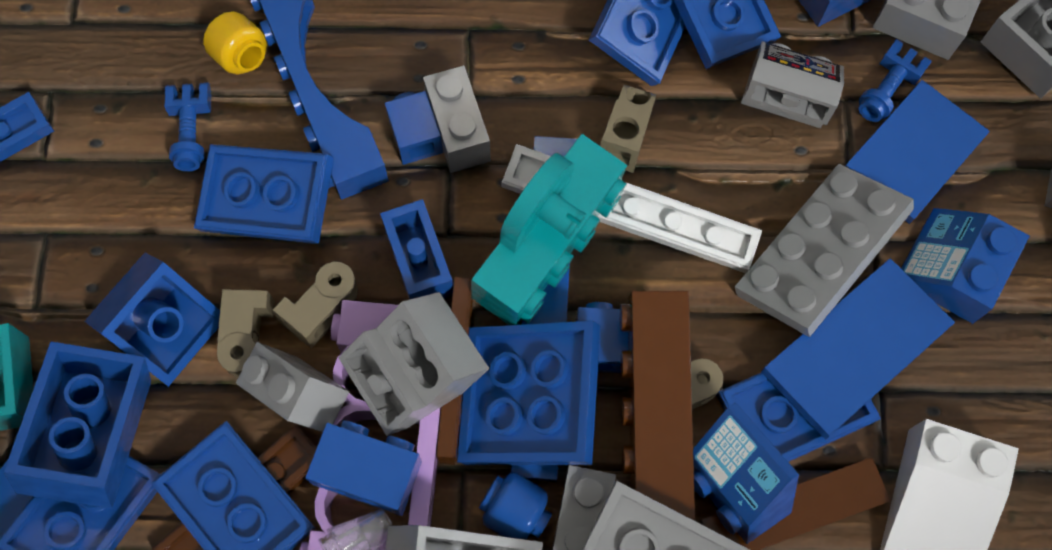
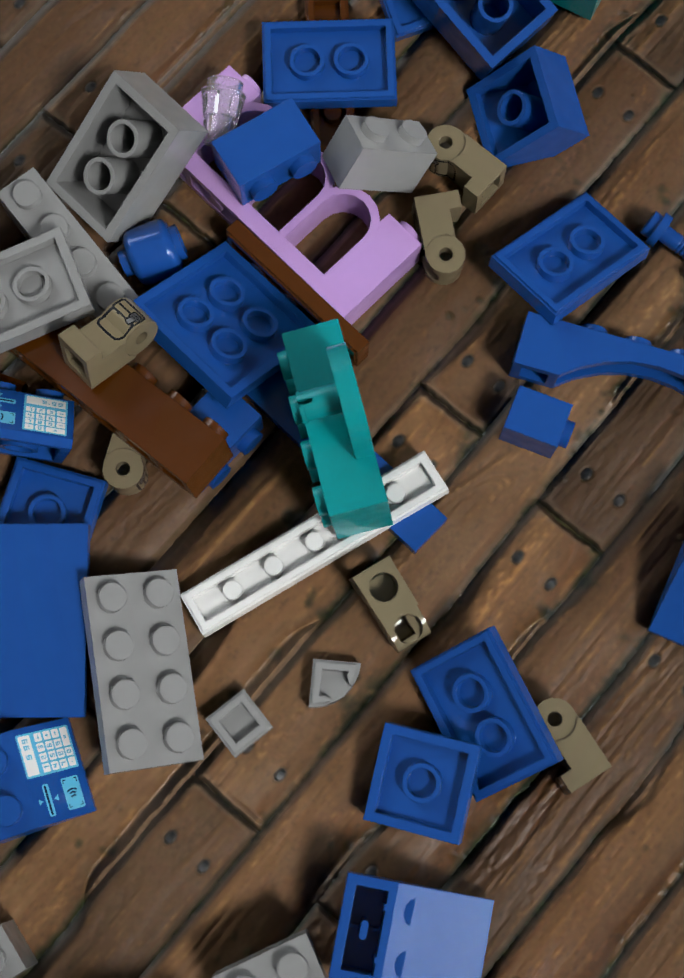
camera: 130 degrees right, 5 degrees up
(413, 362) = (316, 246): light grey piece -> none
(417, 251) = (414, 331): blue brick -> none
(458, 119) = (514, 460): light grey brick -> none
(633, 442) = (107, 341): none -> dark tan leg
(711, 128) = (331, 681): none -> light grey tile
(793, 164) = (239, 723): none -> light grey tile
(794, 85) = (303, 775): light grey piece -> none
(877, 103) = (228, 847): blue hinge -> none
(919, 146) = (157, 846): blue tile -> none

